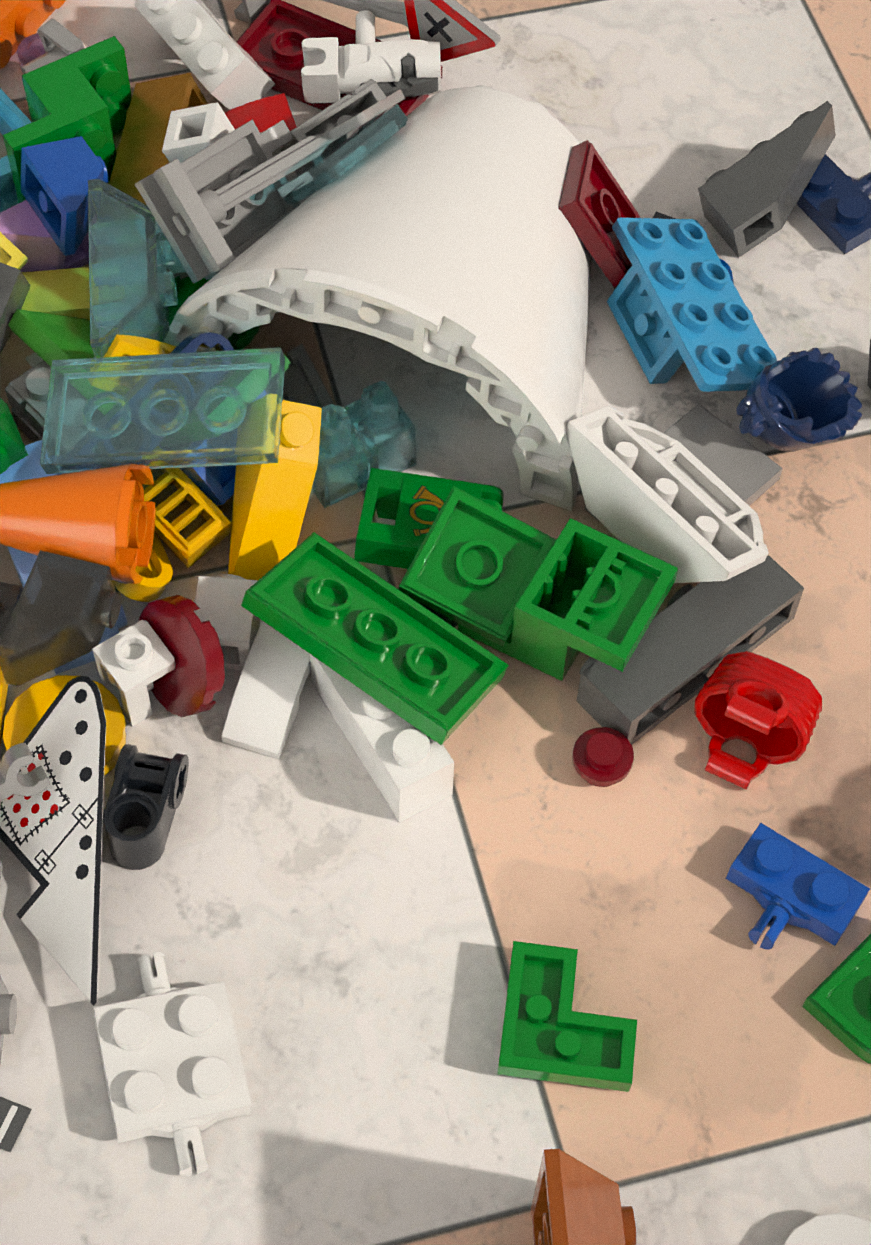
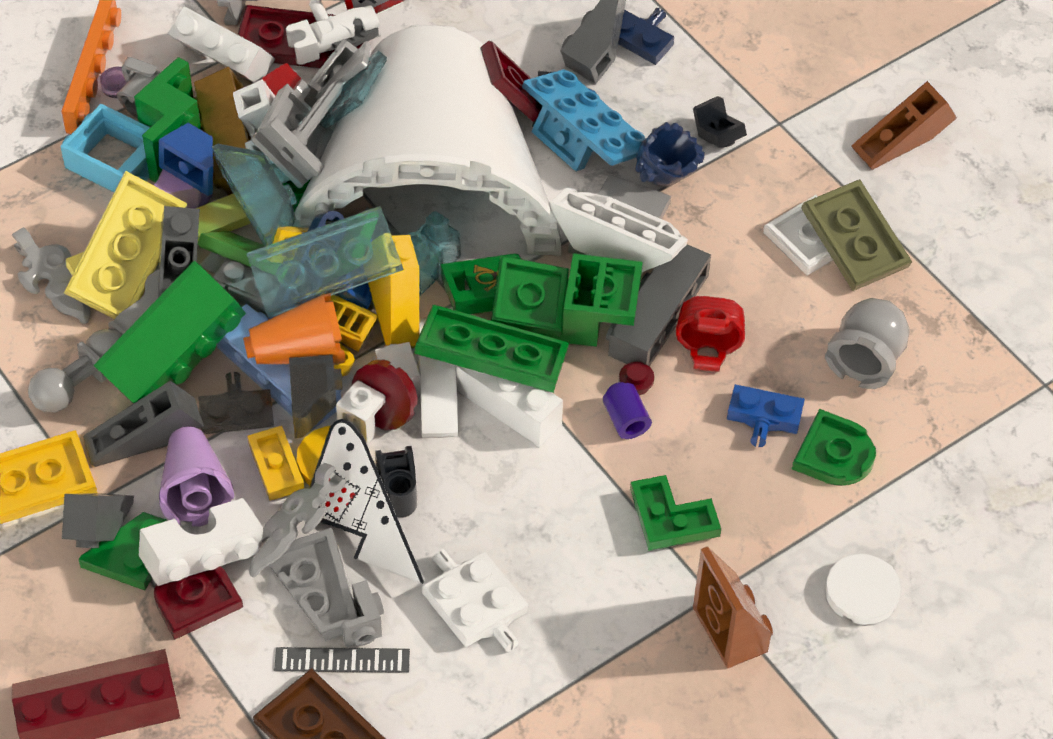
camera: 20 degrees left, 5 degrees down
(561, 809) = (626, 410): none -> dark purple brick

